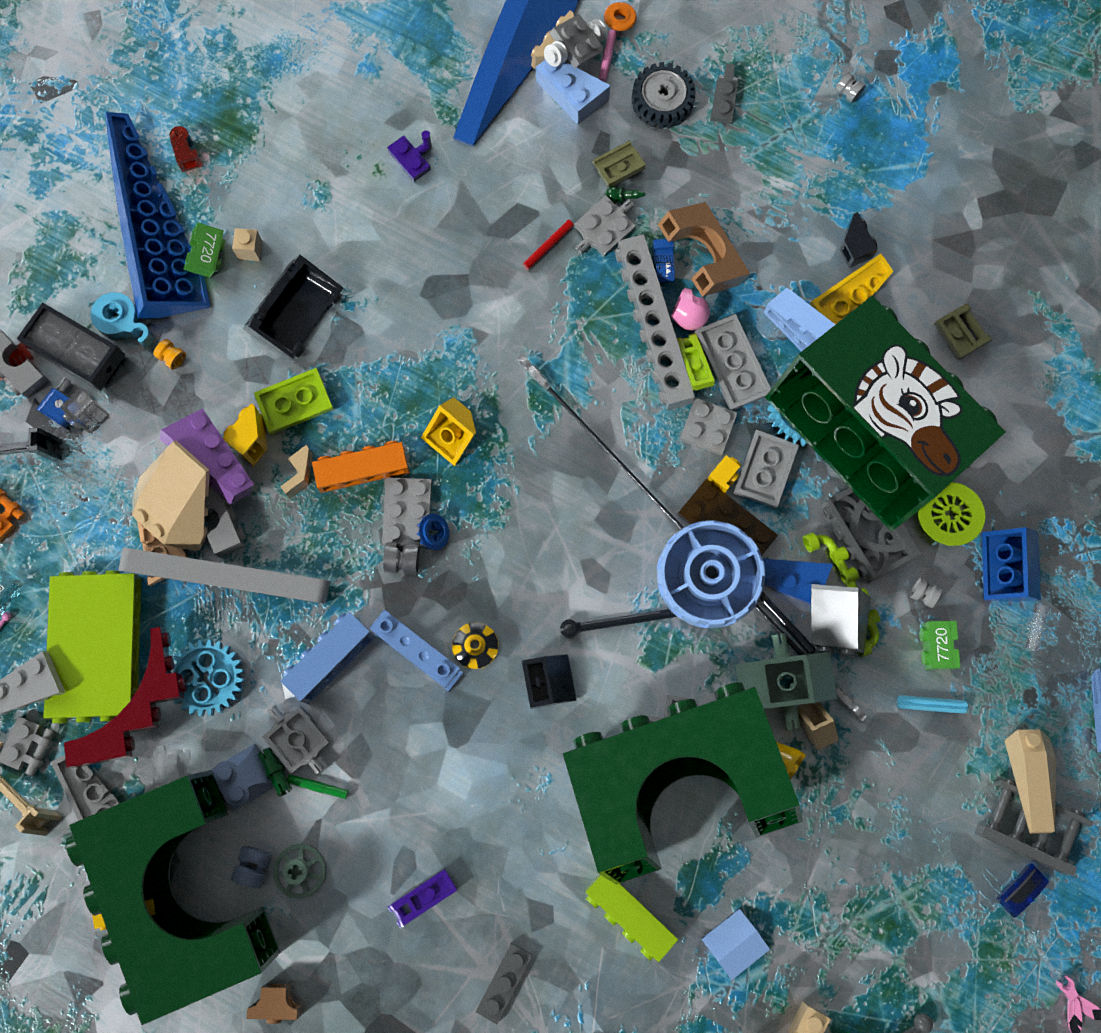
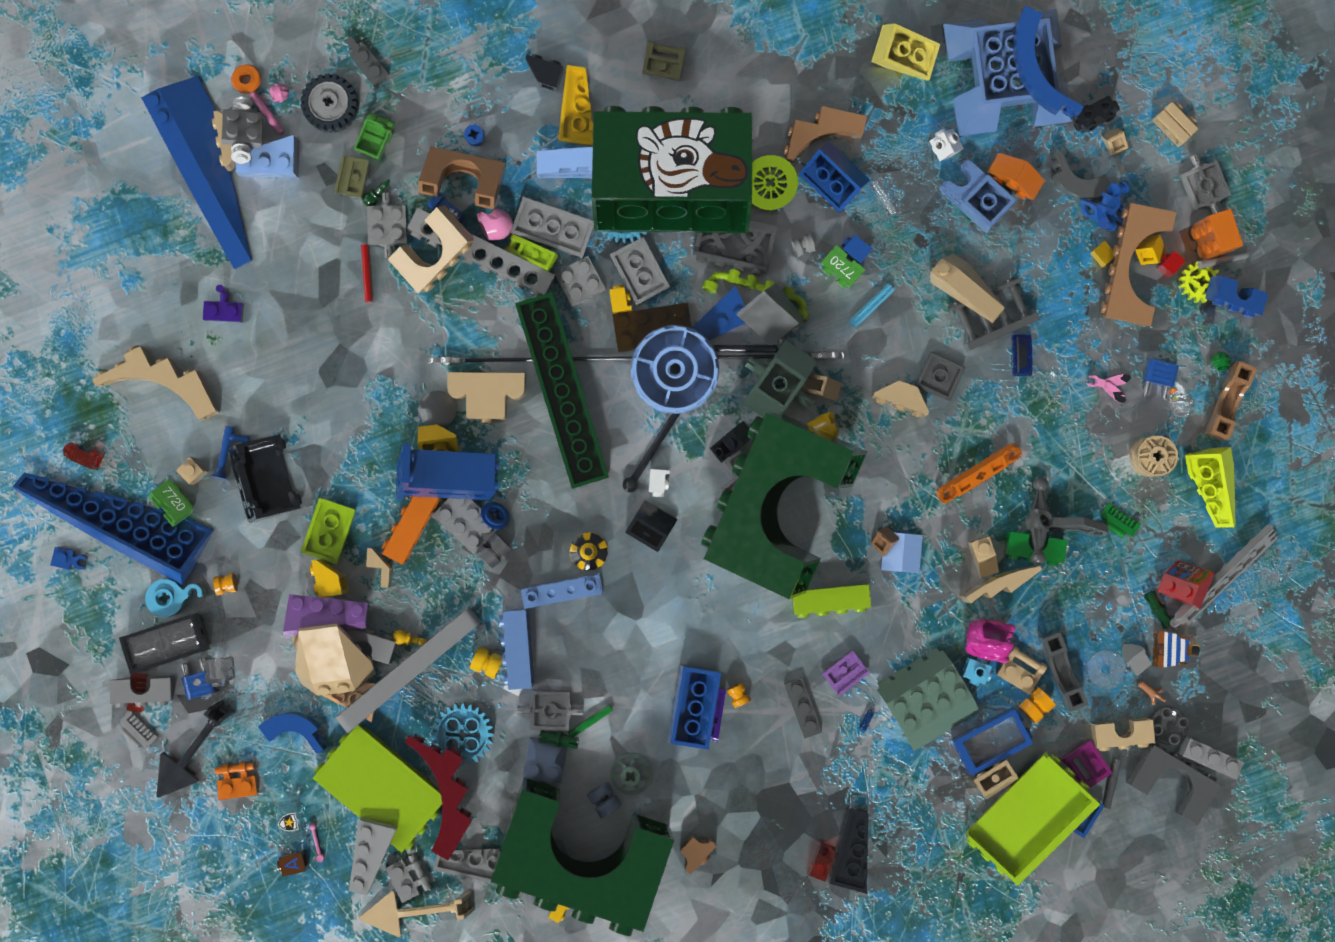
camera: 45 degrees left, 10 degrees up
(81, 209) = (66, 558): none -> blue plate
(93, 520) = (297, 723): none -> blue arch
(250, 545) = (402, 637): none -> yellow bar
(291, 640) = (486, 662): none -> yellow wheel
(304, 250) = (227, 438): none -> blue piece
(319, 182) = (139, 366): none -> tan arch
(413, 874) = (694, 707): none -> blue slope
(431, 453) = (445, 474): none -> blue brick
(462, 907) = (738, 694): none -> light orange wheel
(485, 402) = (437, 408): none -> dark grey dish
(537, 430) = (486, 393): none -> tan brick
(573, 995) = (845, 673): none -> medium lavender plate
(594, 652) = (658, 482): none -> white brick
(599, 492) = (562, 390): none -> dark green brick
(634, 50) = (279, 92): none -> bright pink plate
(644, 286) = (454, 241): none -> tan arch
(670, 152) = (374, 136): none -> bright green piece
(691, 686) = (731, 442): none -> black slope
(731, 917) = (884, 540): none -> medium nougat slope
(747, 236) = (474, 139): none -> blue wheel
(878, 810) = (902, 397): none -> tan slope
(889, 954) = (987, 469): none -> orange piece
(929, 828) = (939, 376): none -> dark grey plate
(970, 643) = (856, 249): none -> blue brick
(1049, 518) = (830, 123): none -> medium nougat arch

